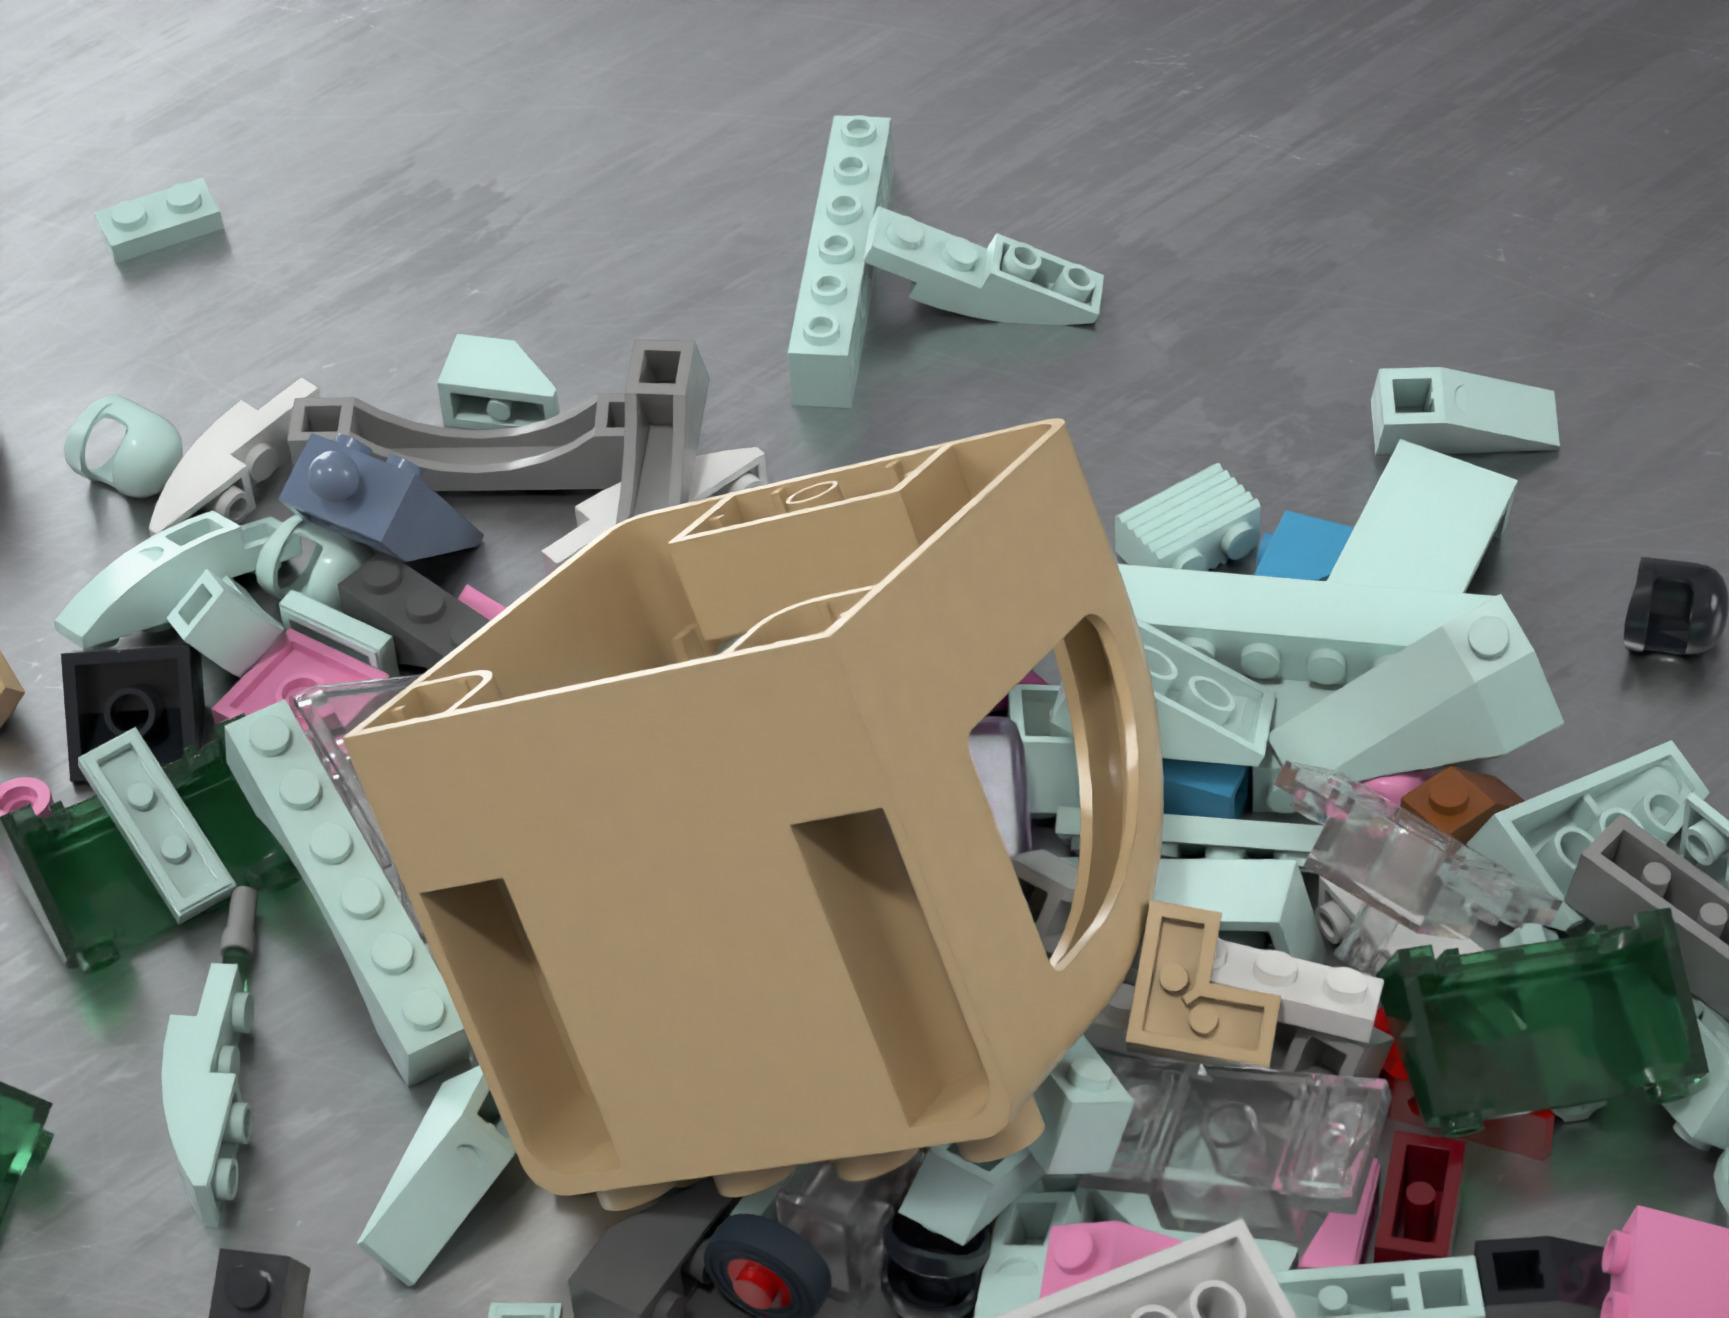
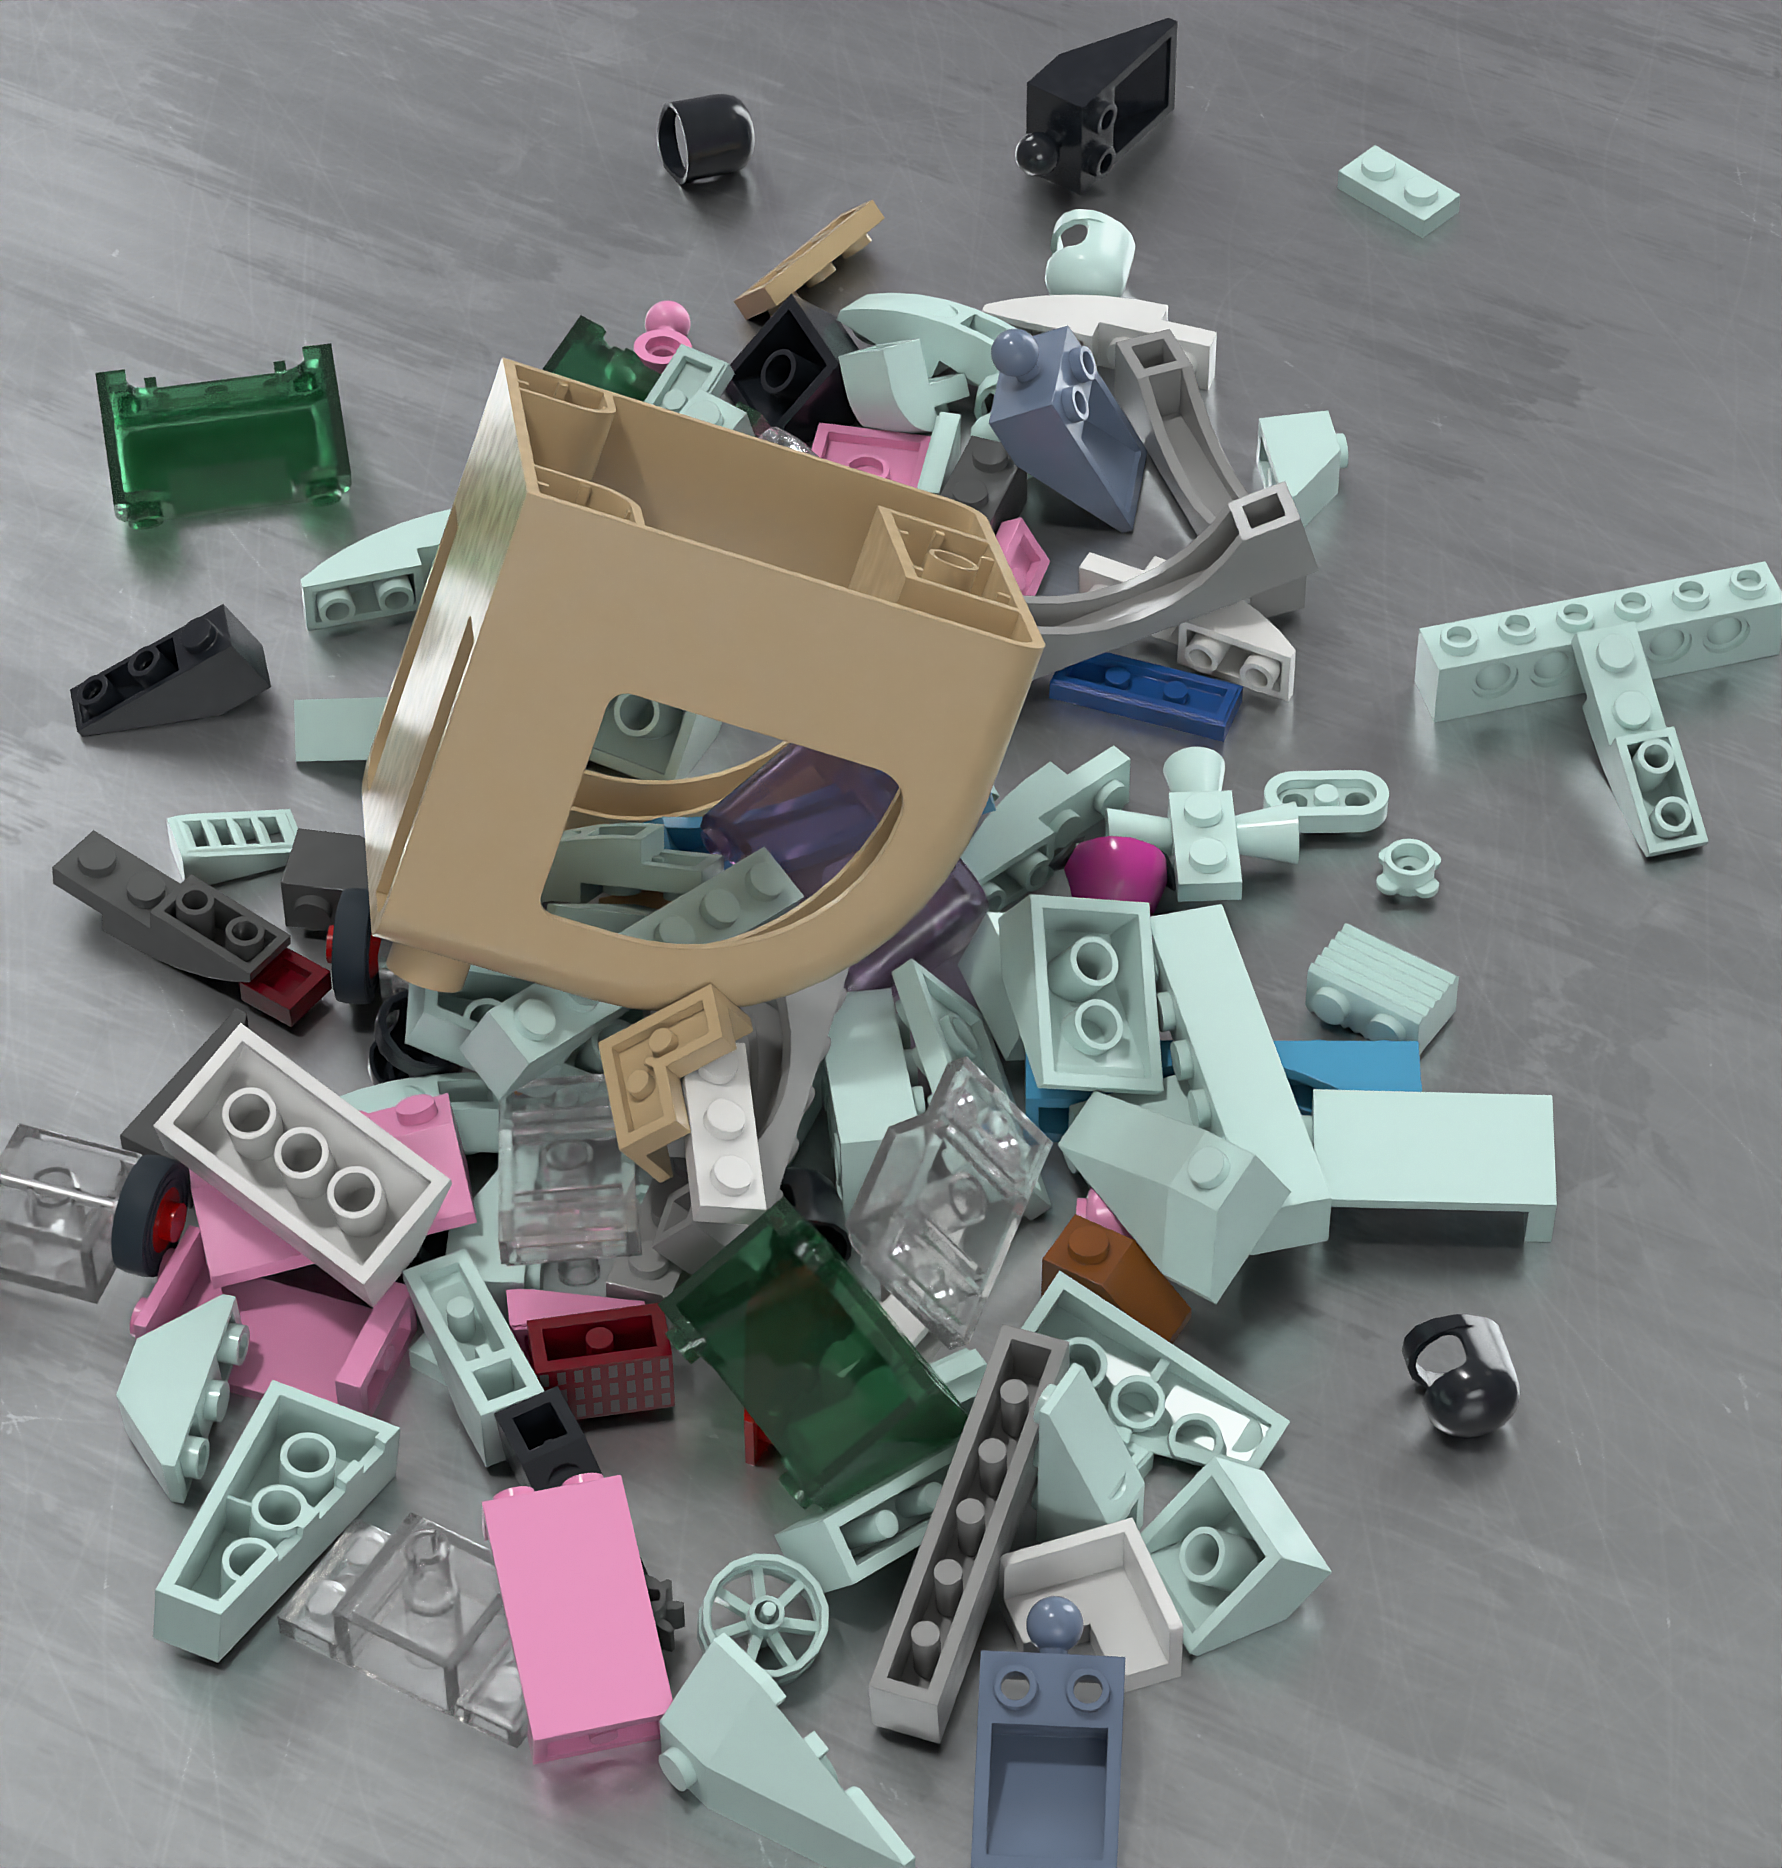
camera: 65 degrees right, 0 degrees up
(1460, 412) = (1646, 1149): light aqua slope -> none

